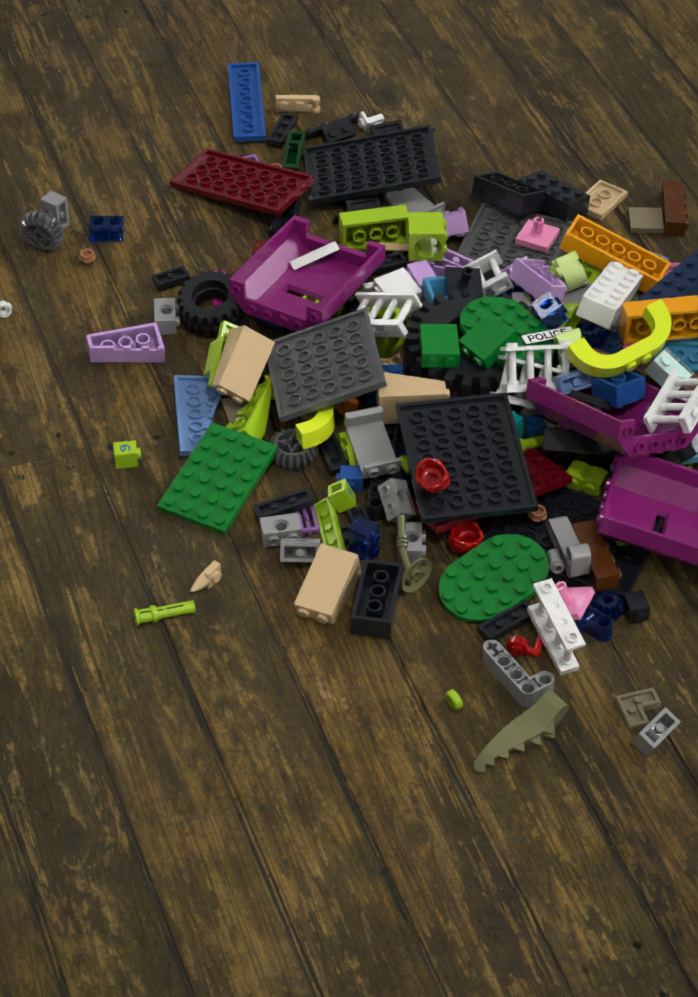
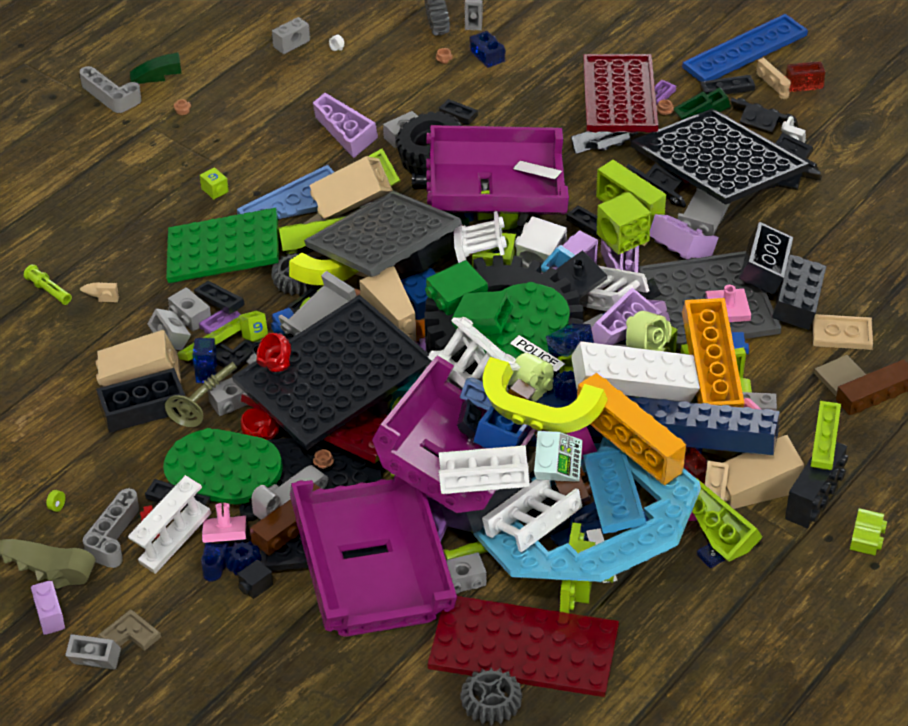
camera: 60 degrees right, 0 degrees up
(316, 83) = (805, 76): none -> clear red brick
(581, 746) = (48, 607): none -> lavender brick

